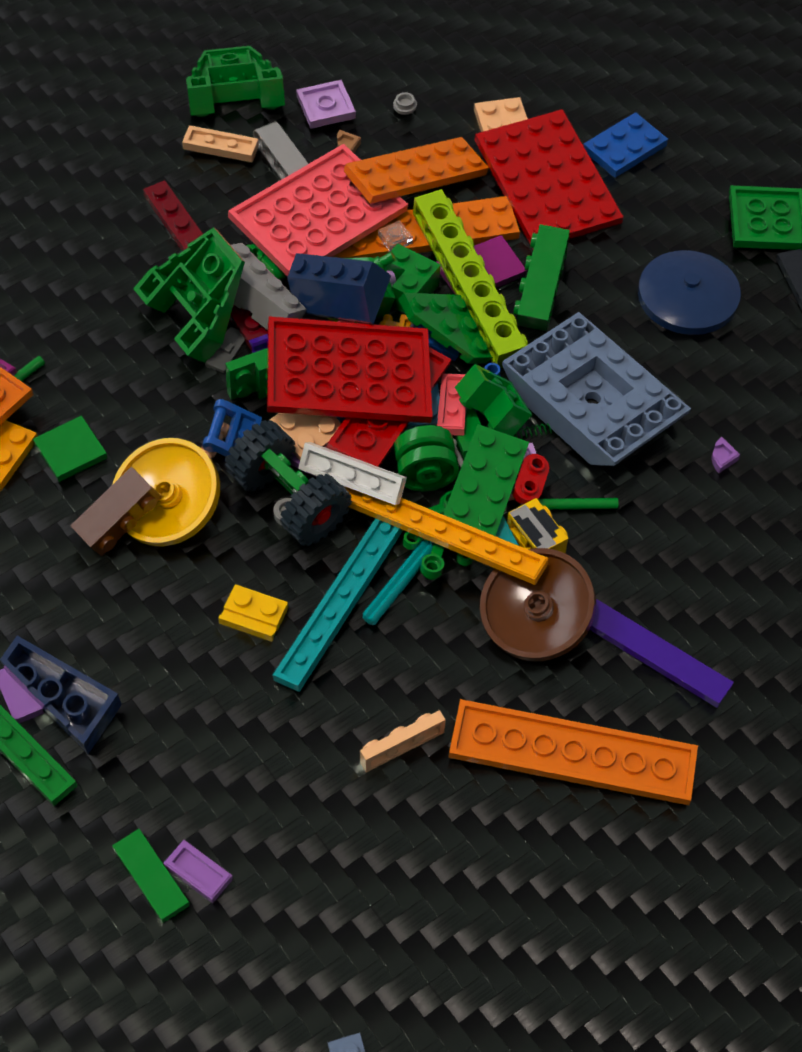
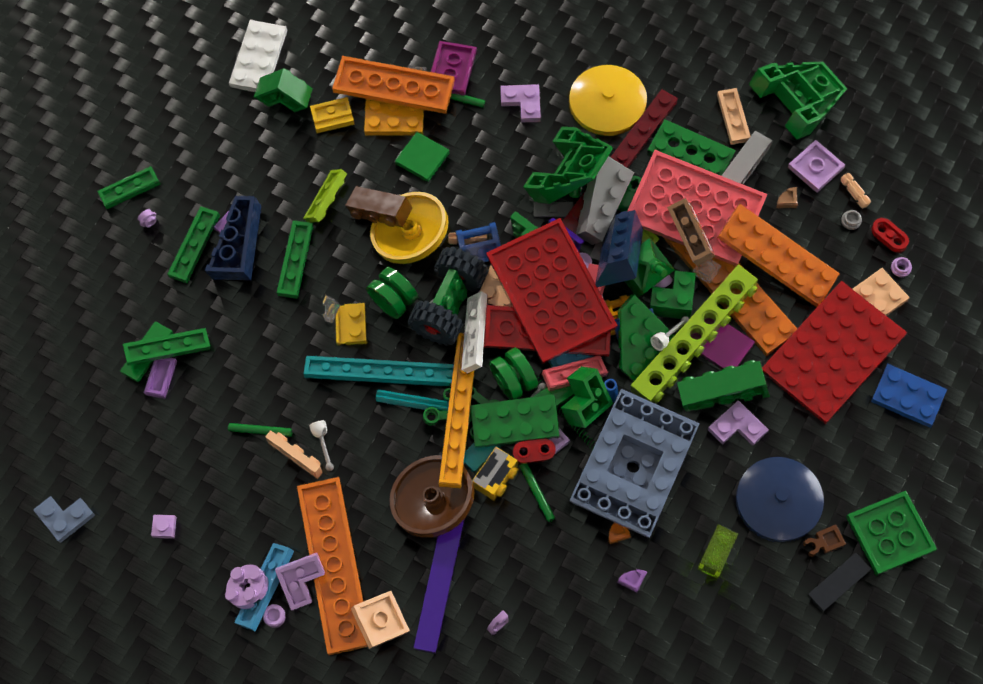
camera: 70 degrees right, 10 degrees up
(57, 570) = (325, 196): none -> lime plate
(62, 315) = (525, 96): none -> lavender plate
(120, 243) = (607, 100): none -> yellow dish
(125, 639) = (295, 259): none -> green plate
(163, 840) = (166, 346): none -> green plate
(220, 625) = (331, 308): none -> clear tile
(221, 196) = (690, 140): none -> green plate
(246, 540) = (392, 292): none -> green wheel
(341, 775) = (257, 429): none -> green bar
(354, 216) = (691, 231): none -> medium nougat brick
(374, 87) = (855, 190): none -> light nougat axle
(383, 701) = (319, 430): none -> hinge
(422, 945) = (163, 526): none -> lavender plate
(441, 82) = (890, 235): none -> red plate
(461, 298) = (661, 340): none -> white hinge
(481, 89) = (905, 263): none -> lavender plate
(569, 844) = (277, 556): none -> dark azure plate
(575, 797) = (294, 578): none -> lavender plate
(577, 857) = (236, 583): none -> lavender plate
(584, 287) = (738, 419): none -> lavender plate
(610, 850) = (274, 616): none -> lavender tile
(661, 447) = (618, 533): none -> orange tile
(672, 722) = (380, 619): none -> light nougat plate
(720, 601) = (498, 622): none -> lavender tile
(728, 362) = (717, 551): none -> clear neon green brick
(755, 270) = (827, 540): none -> reddish brown plate

